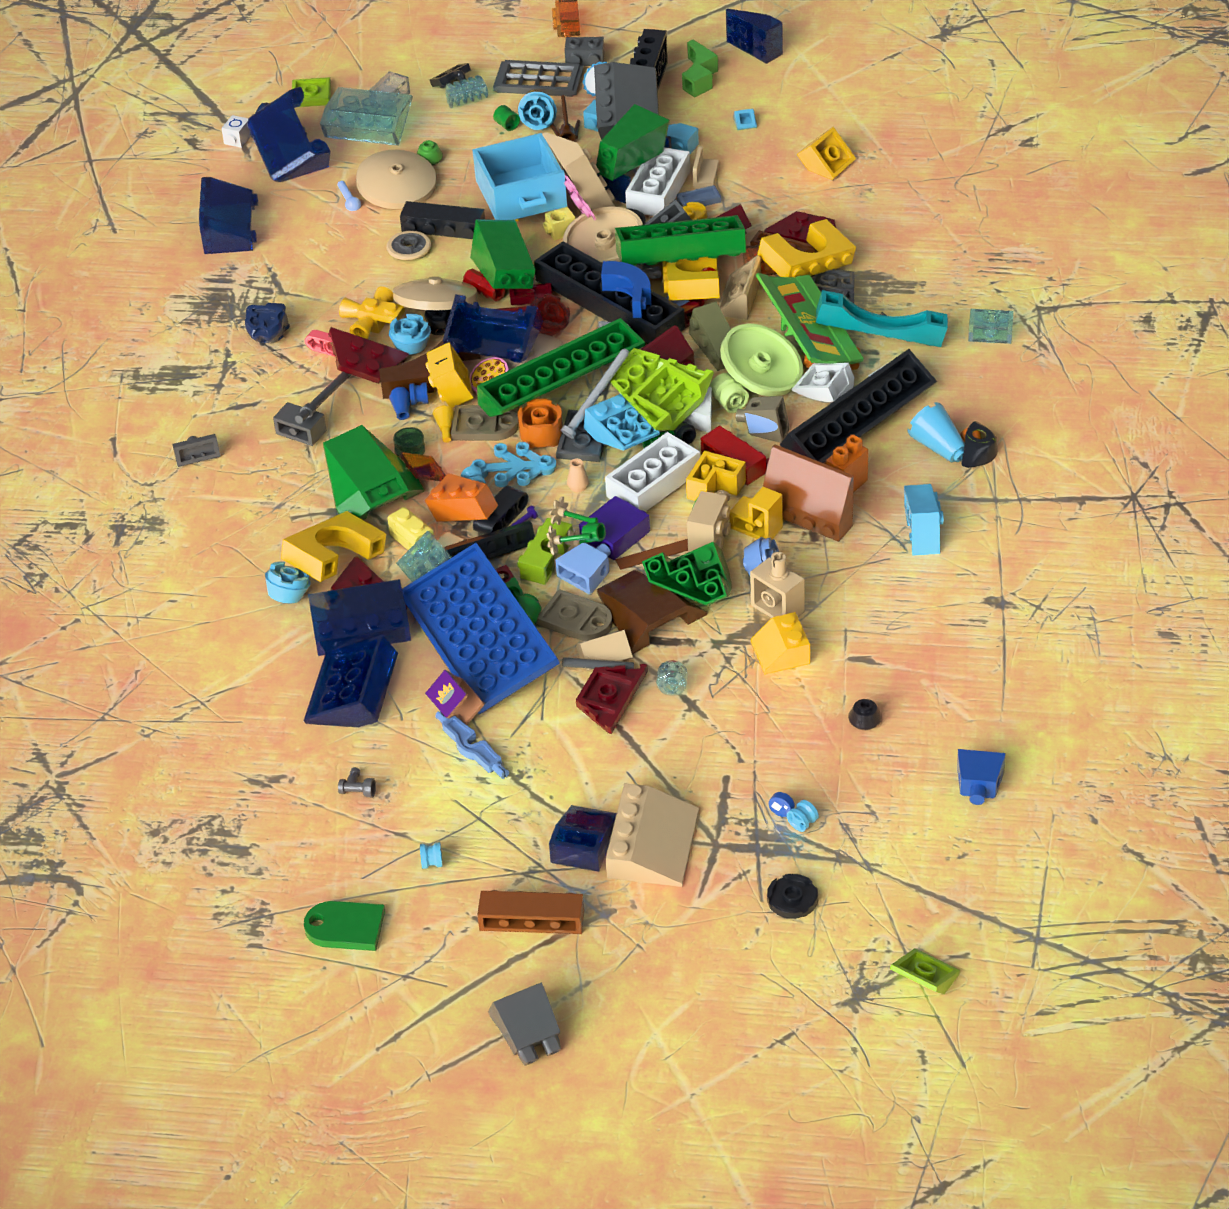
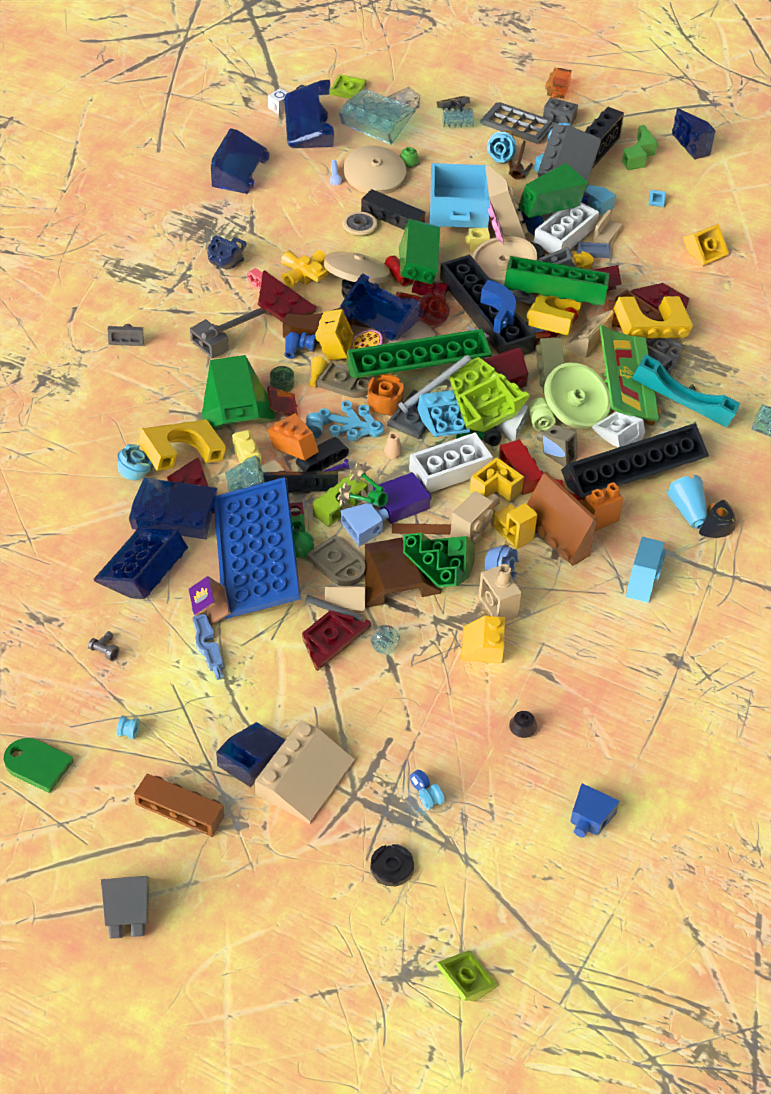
camera: 15 degrees right, 5 degrees up
(410, 333) = (323, 292): medium azure cone -> none
(506, 117) = (478, 146): green wheel -> none

